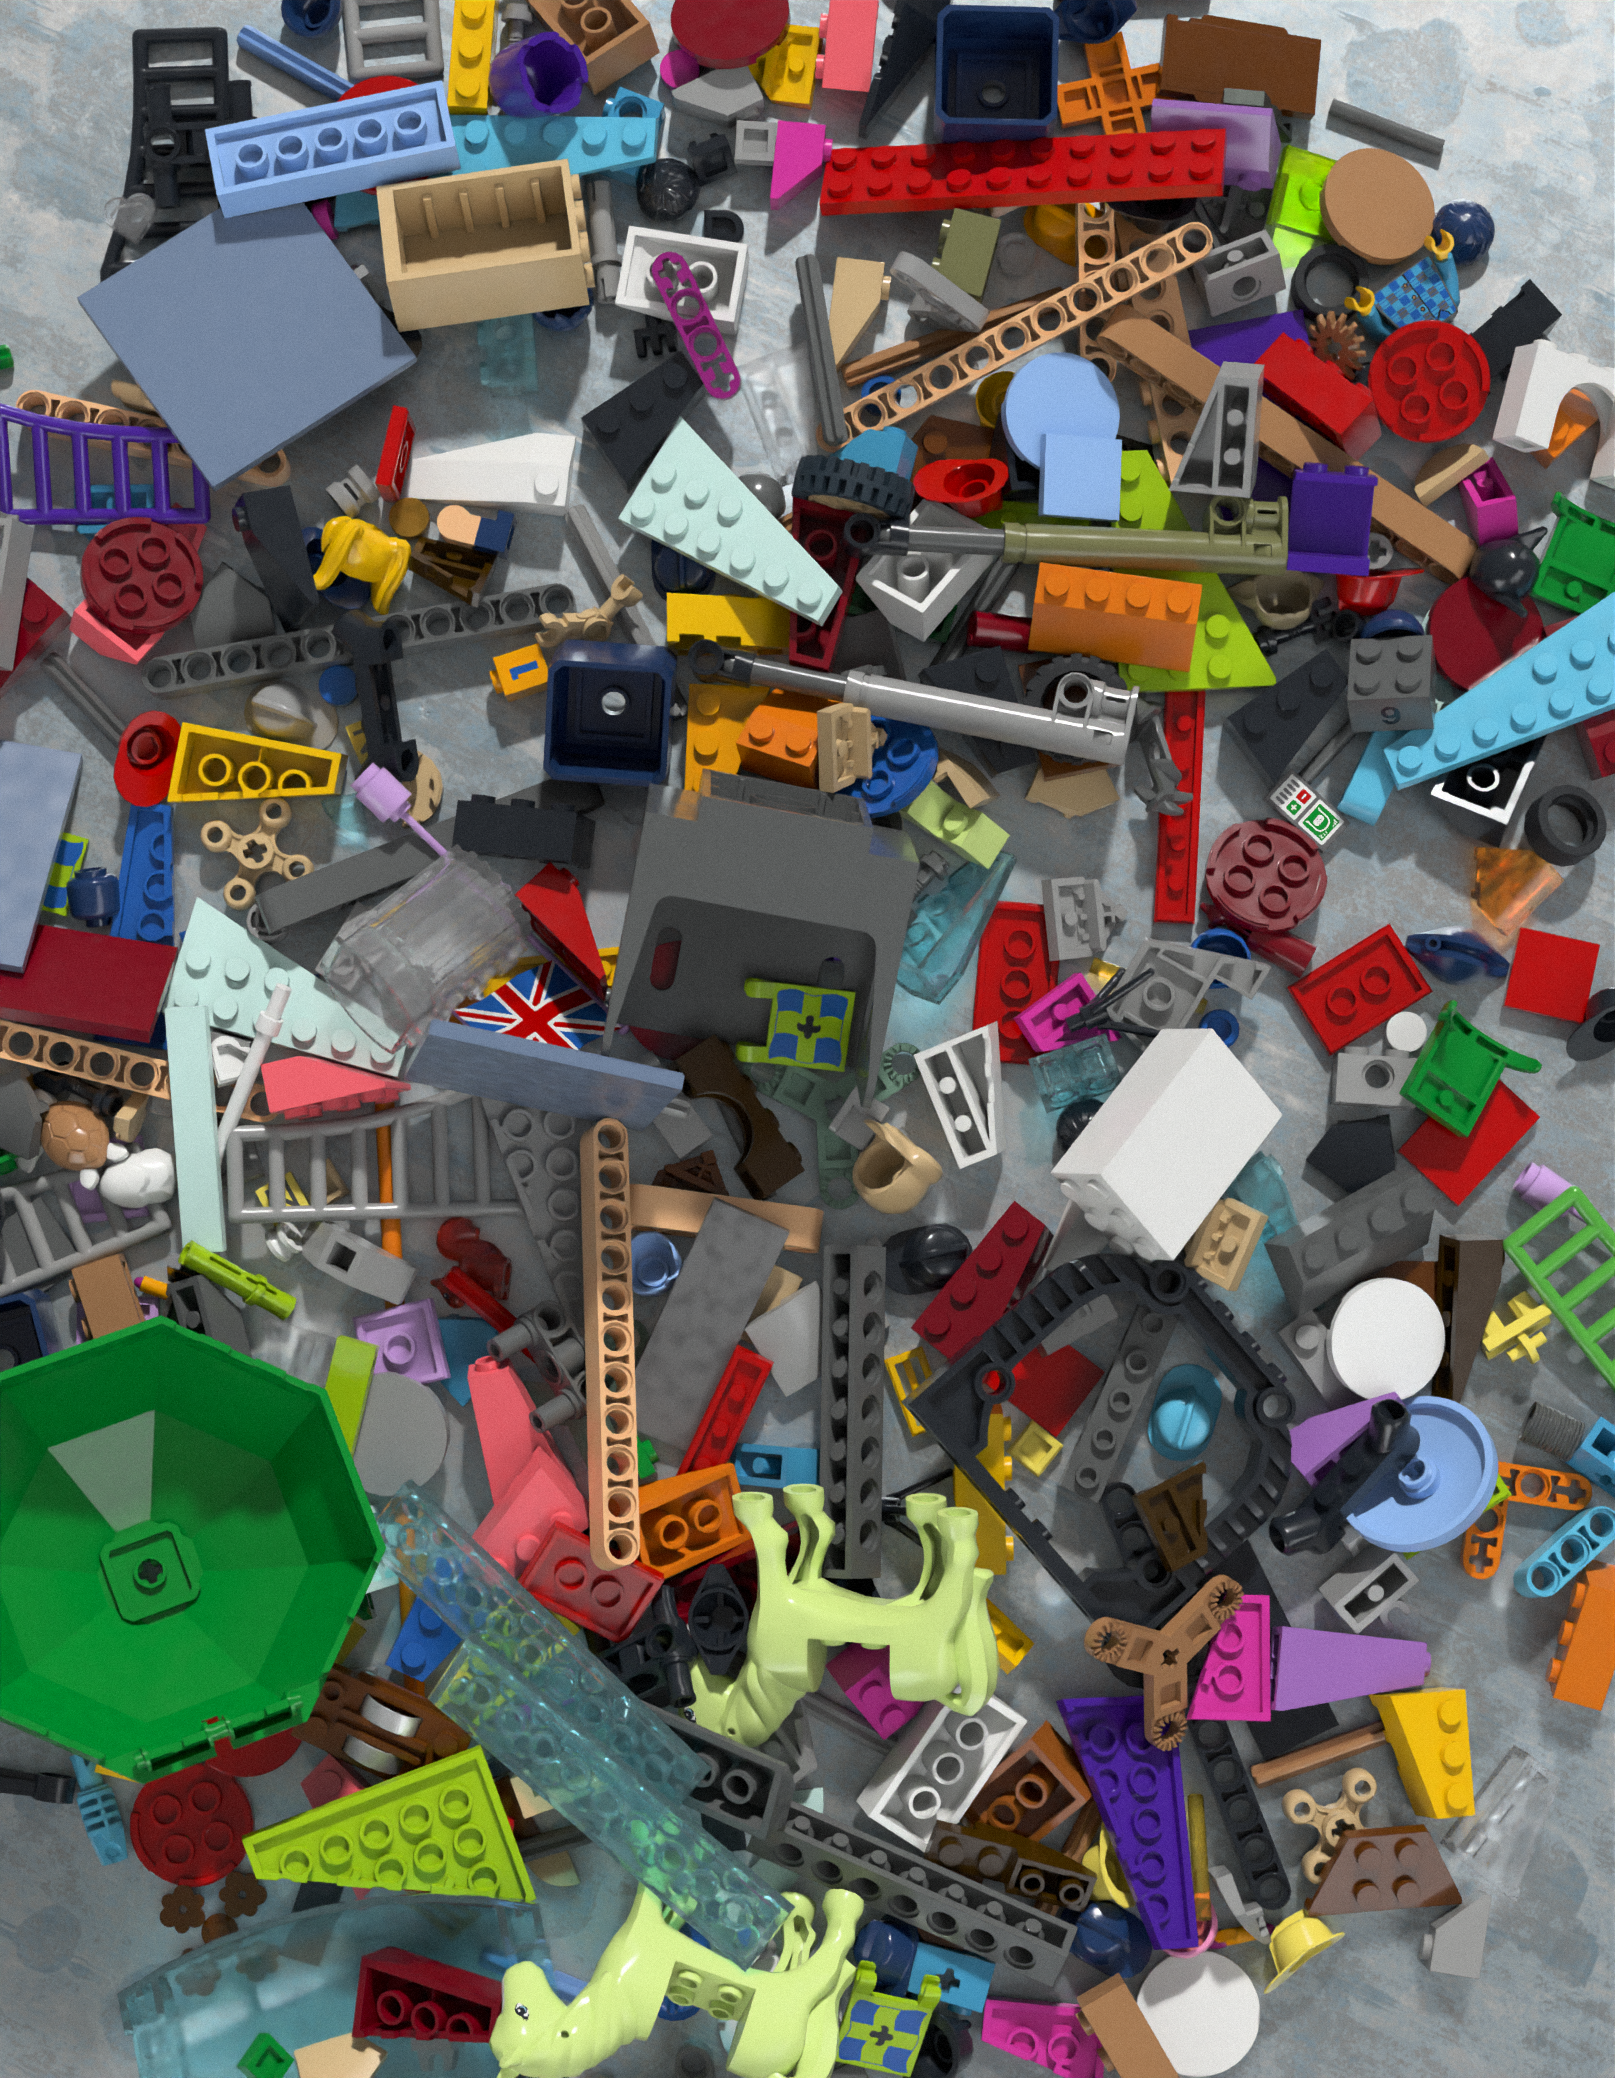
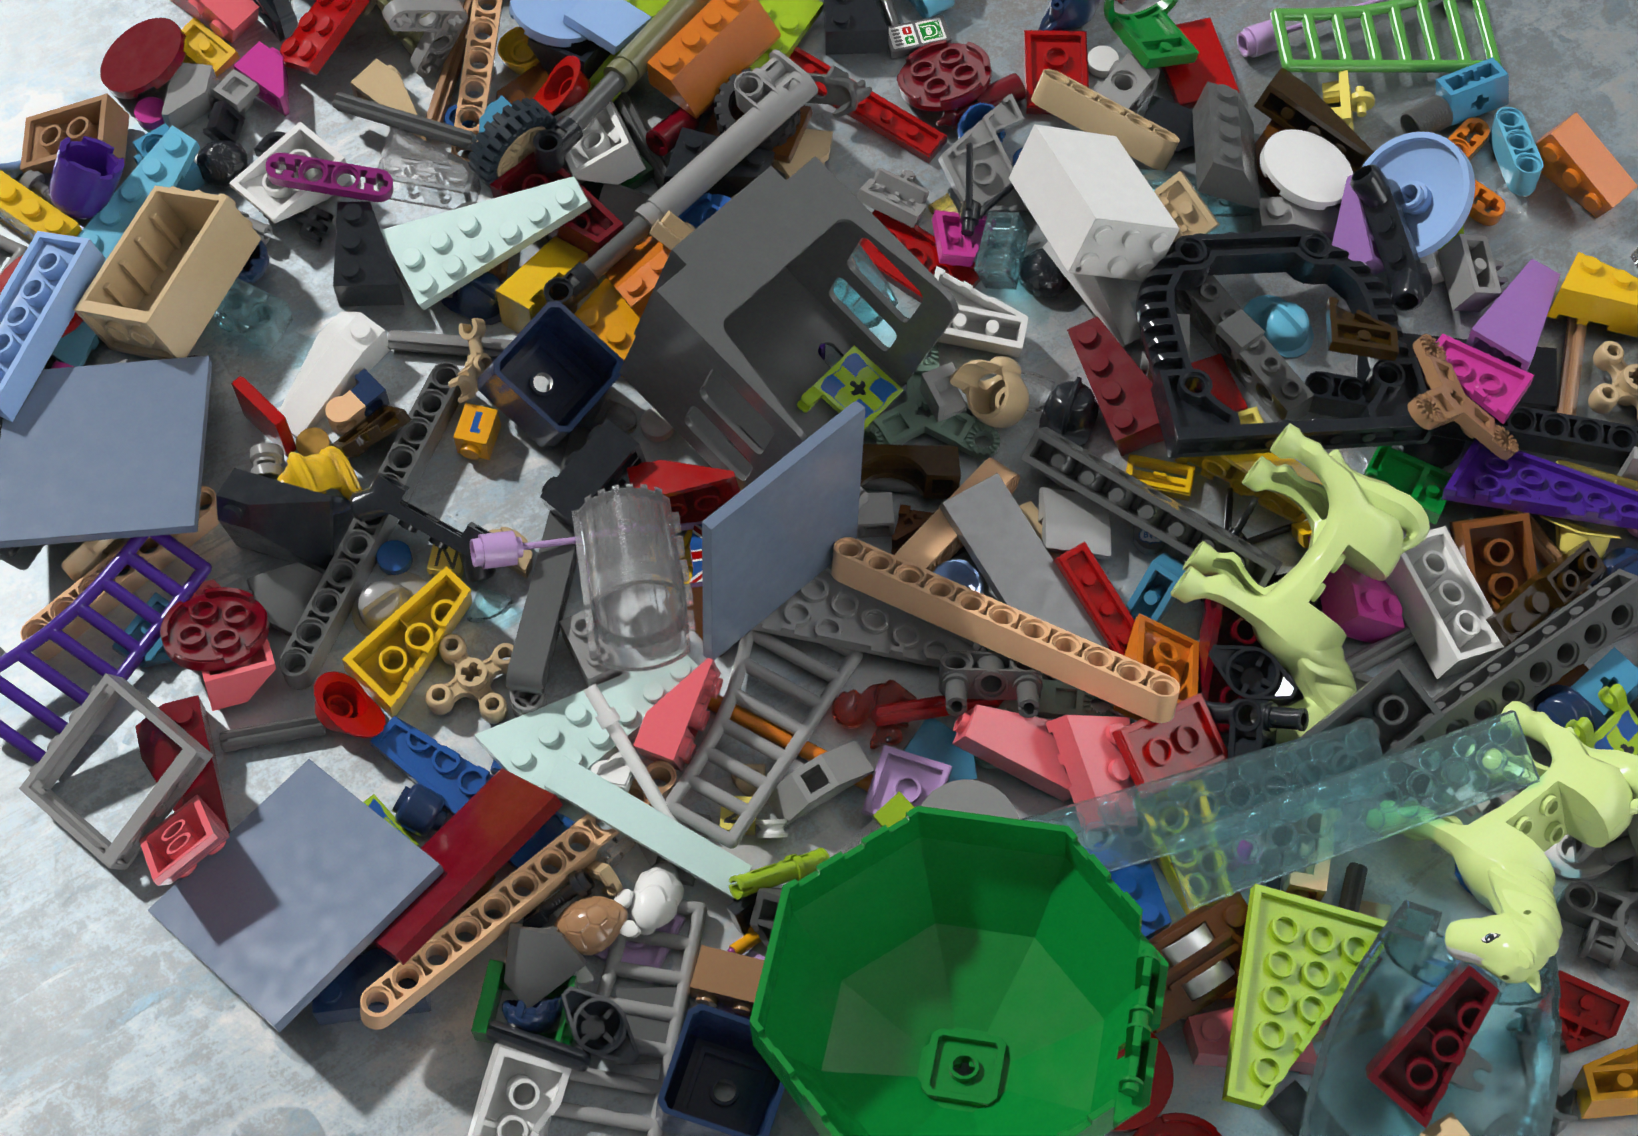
camera: 60 degrees left, 20 degrees down
(1056, 1655) = (1412, 477): none -> green piece
(1090, 1392) = (1239, 331): none -> dark grey tile
(1310, 1085) = (1101, 115): none -> tan beam

